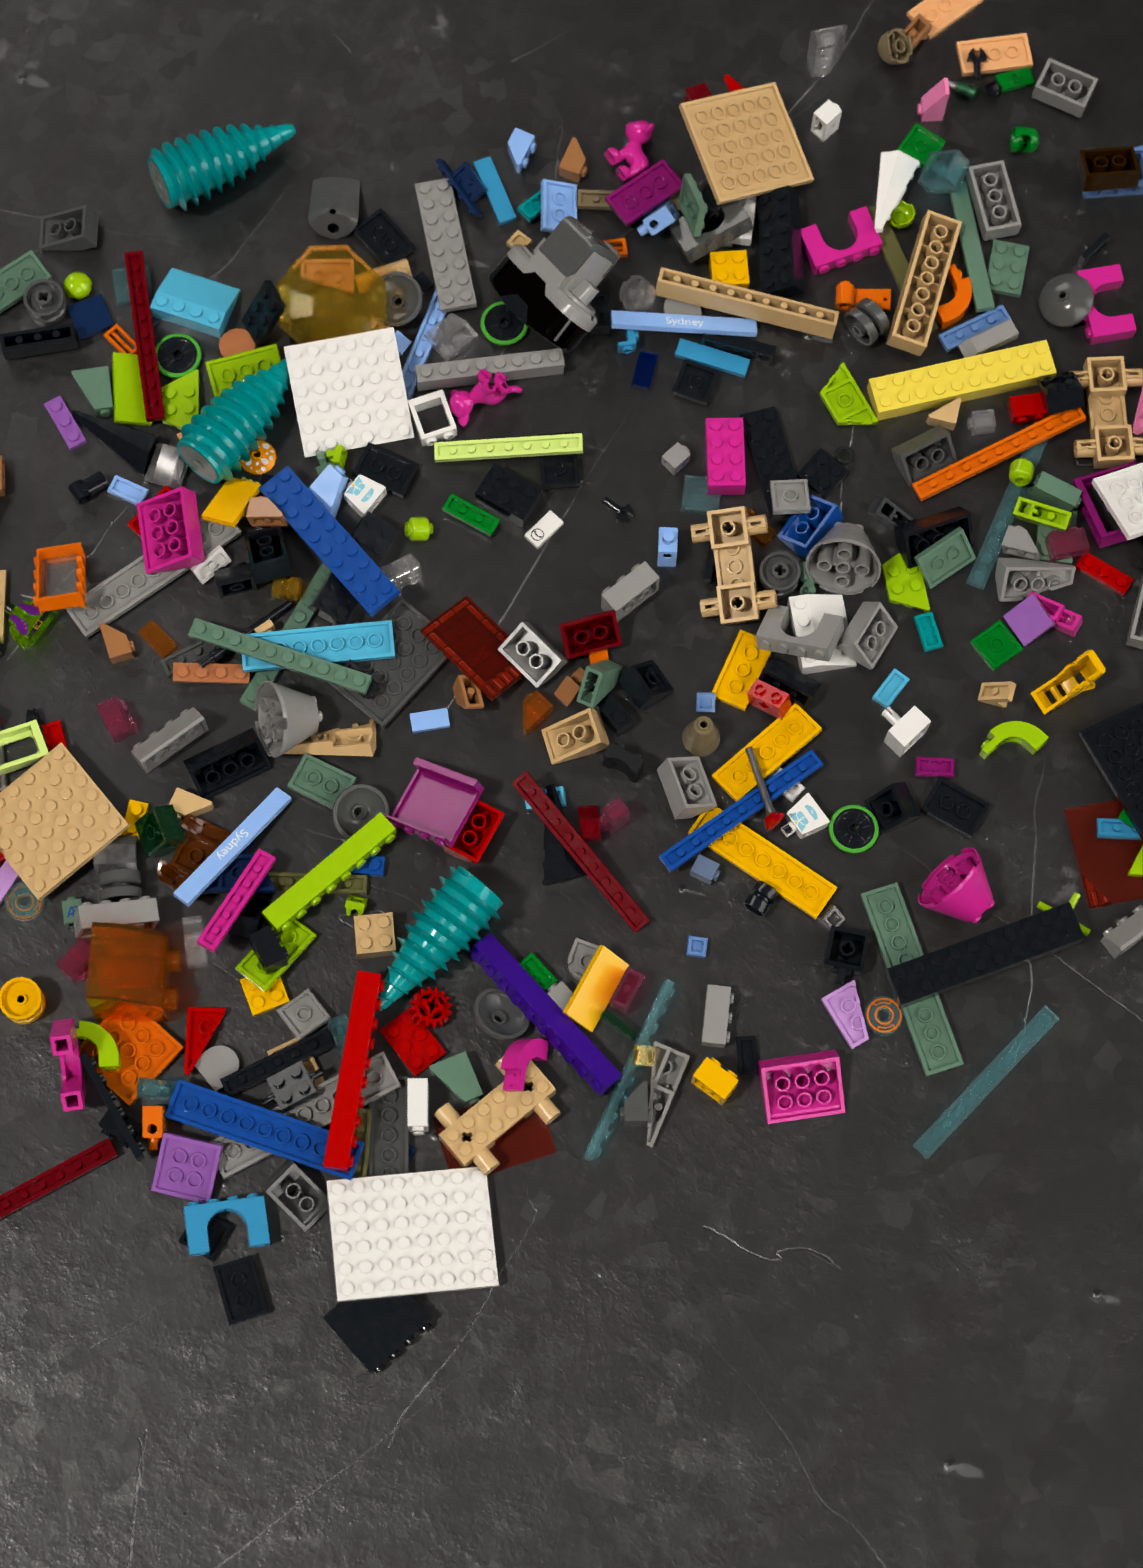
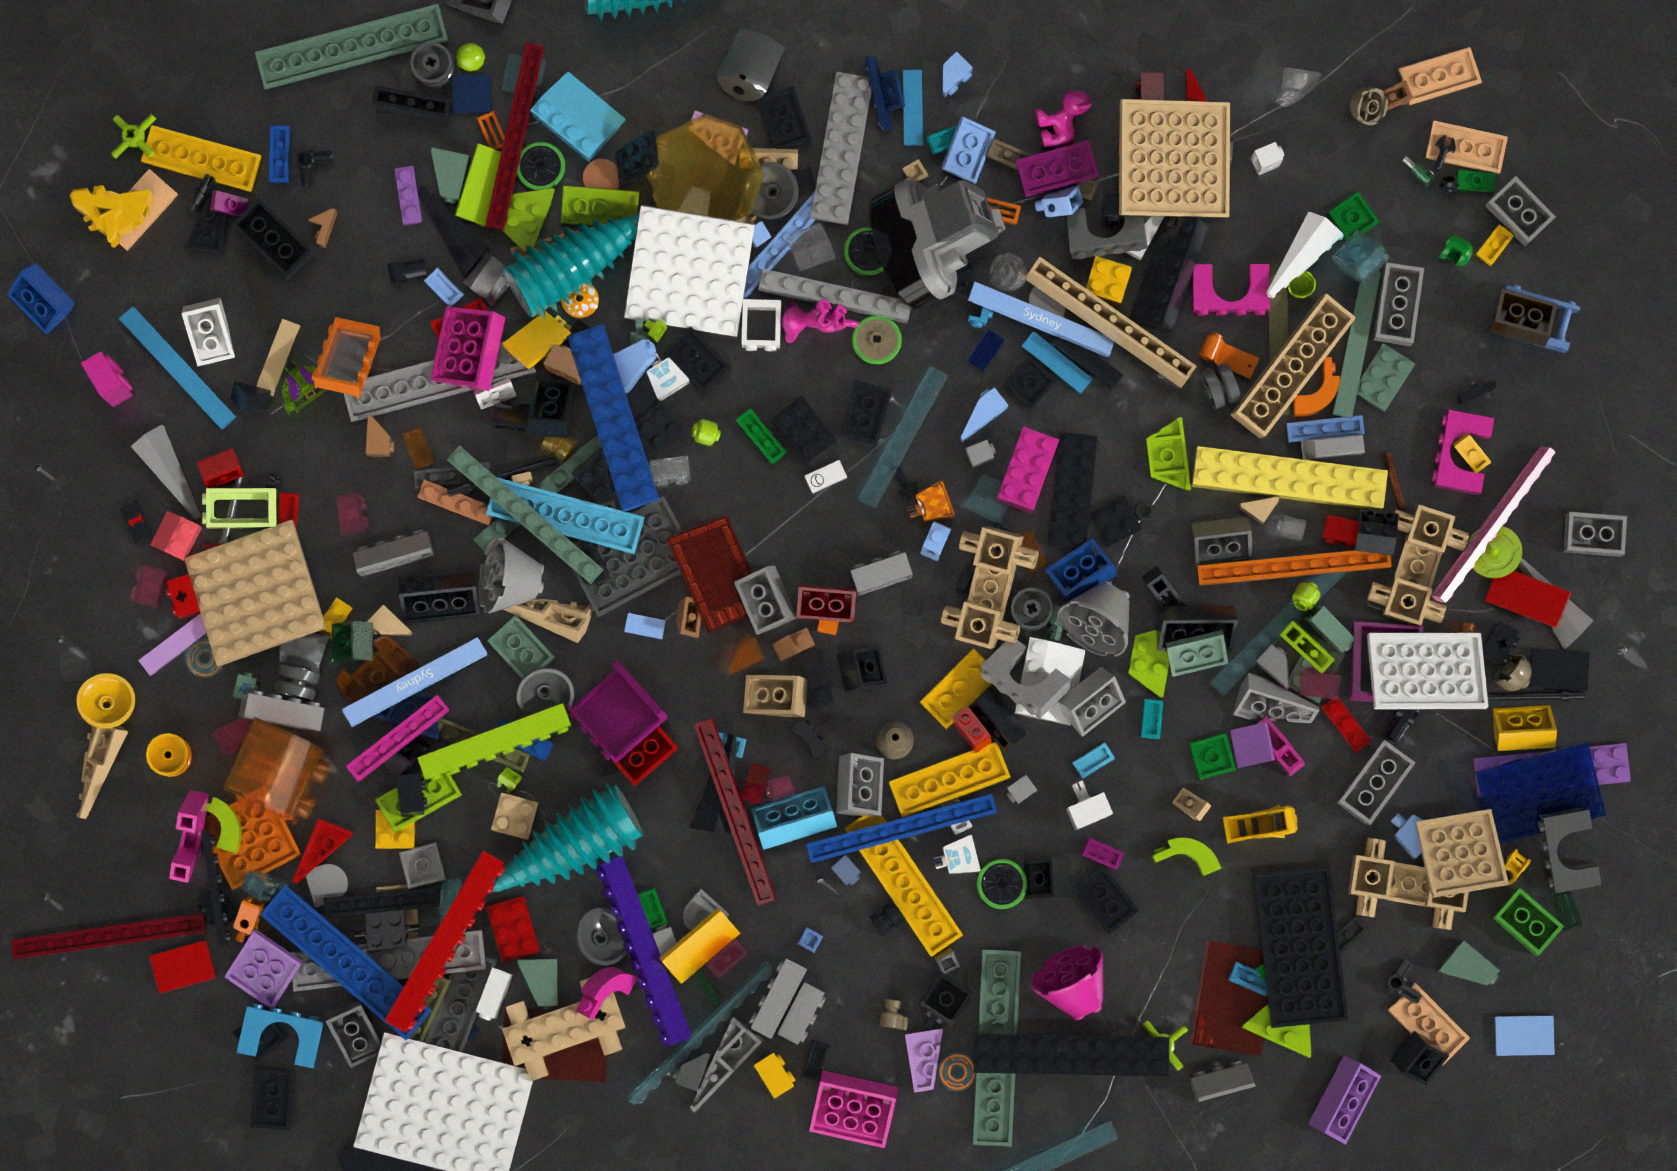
camera: 20 degrees right, 10 degrees up
(107, 1197) = (182, 966): none -> red tile
(195, 954) = (347, 753): clear piece -> none
(438, 1009) = (534, 899): red gear -> none
(508, 447) = (822, 383): yellowish green plate -> none
(545, 406) = (876, 352): none -> dark tan wheel
(573, 163) = (1000, 108): medium nougat slope -> none
(598, 682) = (816, 652): sand green slope -> none
(600, 470) = (903, 437): none -> clear light blue tile
(637, 840) = (794, 817): none -> medium azure slope
(644, 1055) = (718, 1027): clear yellow plate -> none
(650, 516) = (932, 504): none -> torso
(667, 416) = (987, 408): none -> light blue slope
(690, 1008) = (778, 999): none -> light grey brick
(692, 205) = (1095, 204): sand green plate -> none
(705, 701) = (912, 707): medium blue tile -> none
(773, 818) = (926, 848): flat silver piece -> none
(790, 496) = (1072, 536): light grey tile -> none
(802, 989) = (890, 1017): none -> dark tan piece
(836, 737) = (1021, 790): none -> light grey brick
(934, 102) = (1381, 180): bright pink slope -> none
(1054, 125) = (1494, 245): none -> yellow plate
(1055, 351) = (1394, 480): none -> copper bar
(1072, 308) = (1434, 443): dark grey dish -> none
(1112, 300) = (1471, 453): none -> yellow plate

